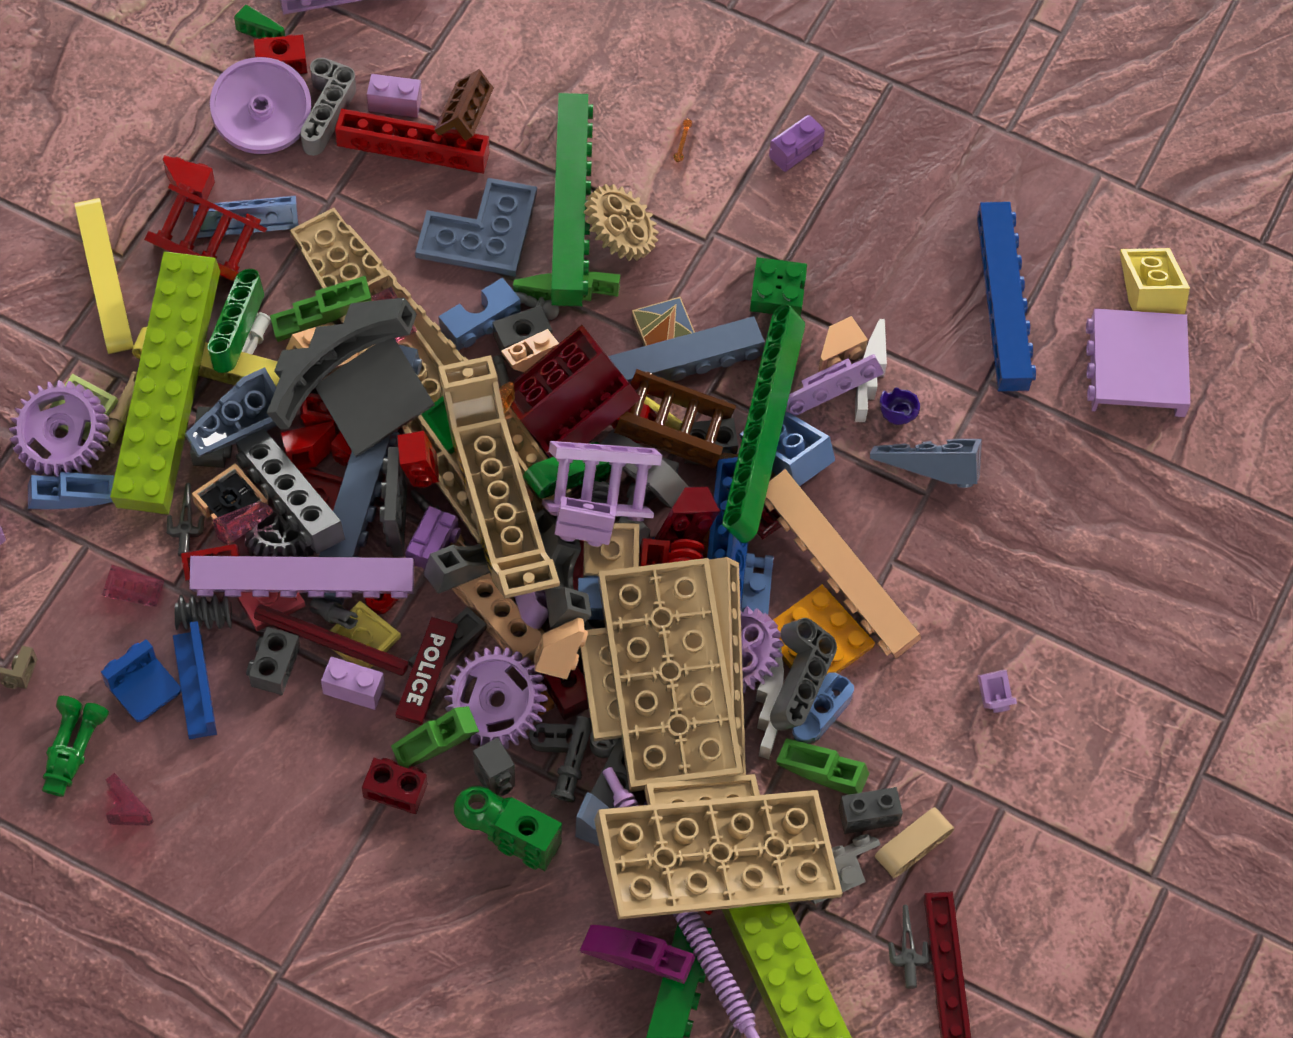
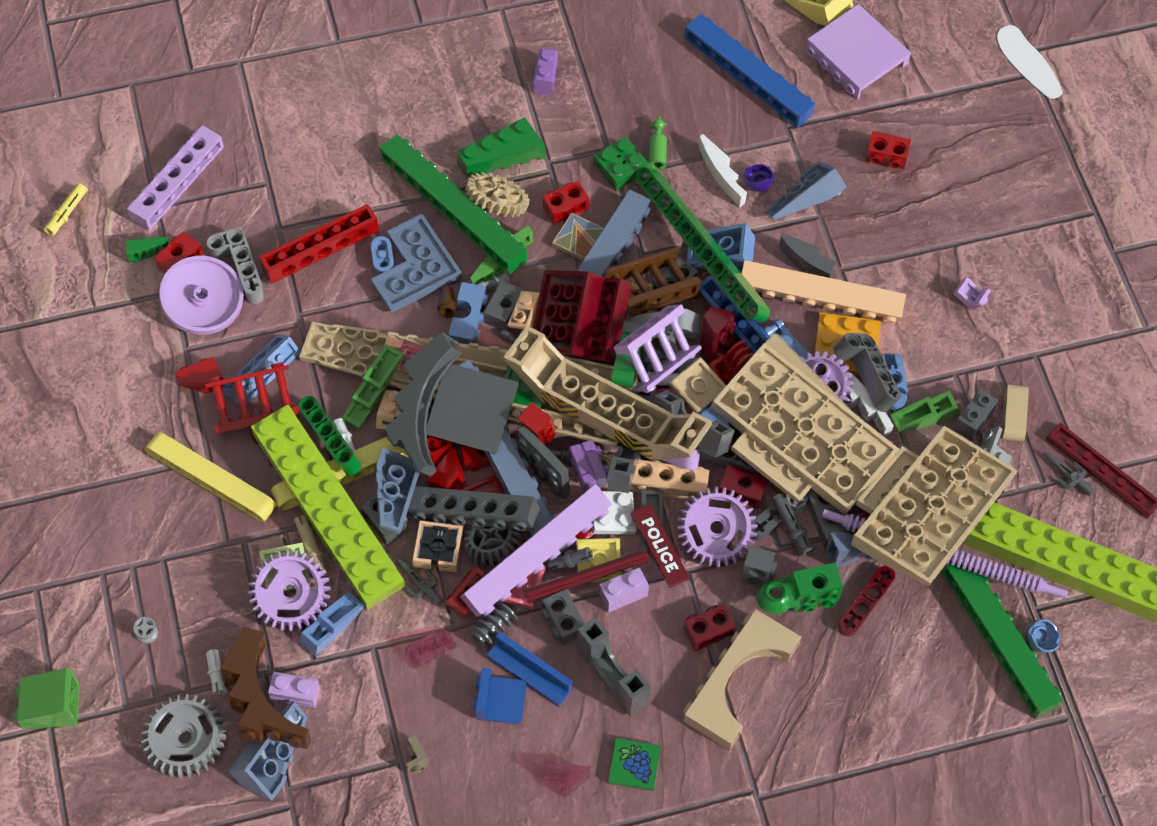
camera: 40 degrees left, 0 degrees up
(65, 761) = (501, 785): green piece -> none
(198, 849) = (634, 764): none -> green tile
(237, 523) = (464, 551): clear pink slope -> none
(256, 767) = (629, 690): none -> dark grey arch
(394, 95) = (277, 225): lavender brick -> none
(418, 608) = (619, 516): none -> white plate
(425, 833) = (758, 638): none -> tan arch
(435, 737) = (706, 579): bright green slope -> none
(459, 198) = (382, 257): none -> medium blue plate
(465, 105) = (333, 192): reddish brown fence -> none
(470, 290) = (447, 303): none -> reddish brown cone
(559, 649) = (733, 464): light nougat slope -> none
(570, 887) = (864, 599): none -> dark red beam
(585, 521) = (676, 378): lavender brick -> none
(637, 950) = (940, 599): magenta slope -> none
(674, 184) = (501, 149): none -> green wedge
(678, 156) = (467, 109): clear orange hinge -> none
(683, 284) = (565, 202): none -> red brick
(832, 298) = (658, 146): none -> bright green wheel
(832, 383) = (711, 190): lavender bracket -> none
(843, 342) = (689, 168): light nougat slope -> none
(866, 524) = (806, 256): none -> dark grey slope
(1069, 481) = (888, 147): none -> red brick

